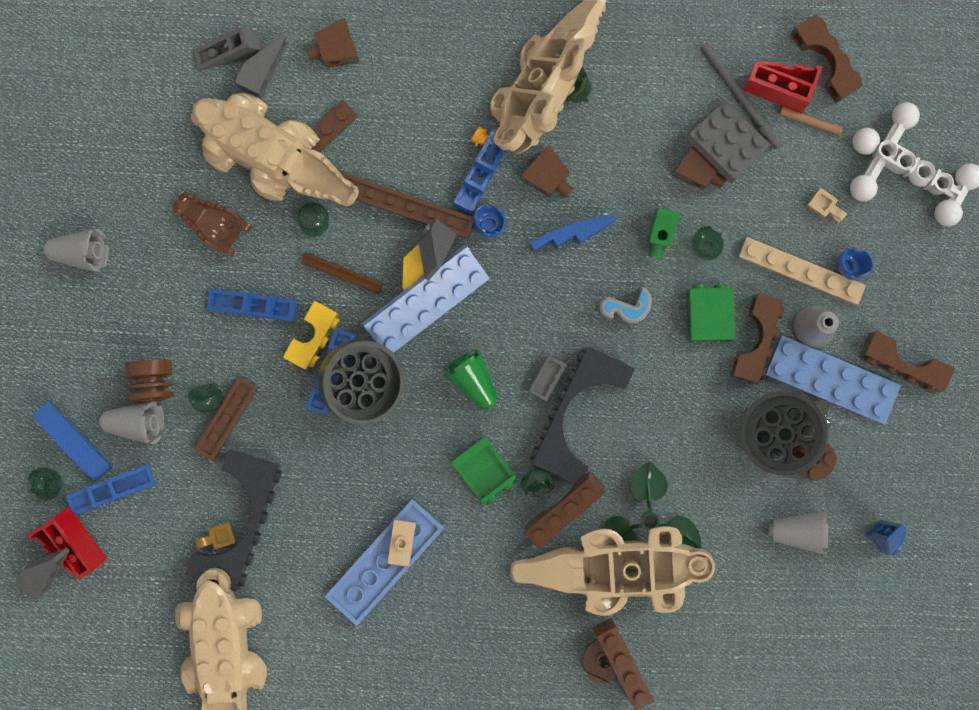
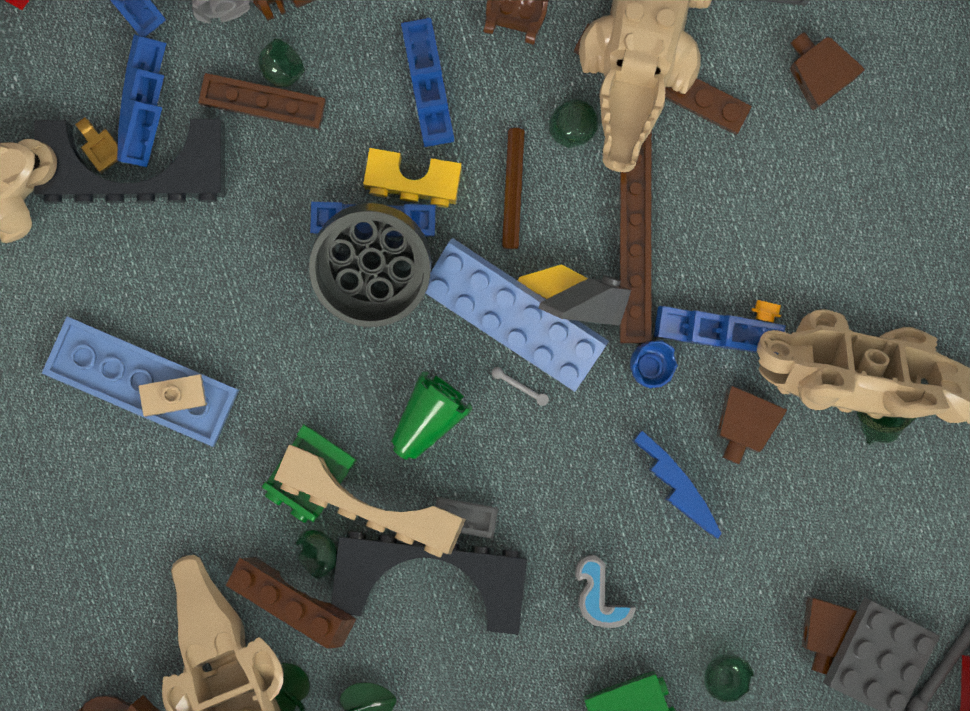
camera: 75 degrees right, 0 degrees up
(195, 499) = (139, 101): none -> blue slope
(486, 468) = (311, 475): none -> tan arch
(487, 302) = (542, 399): none -> light grey hinge
(667, 222) = (736, 603): green torso -> none

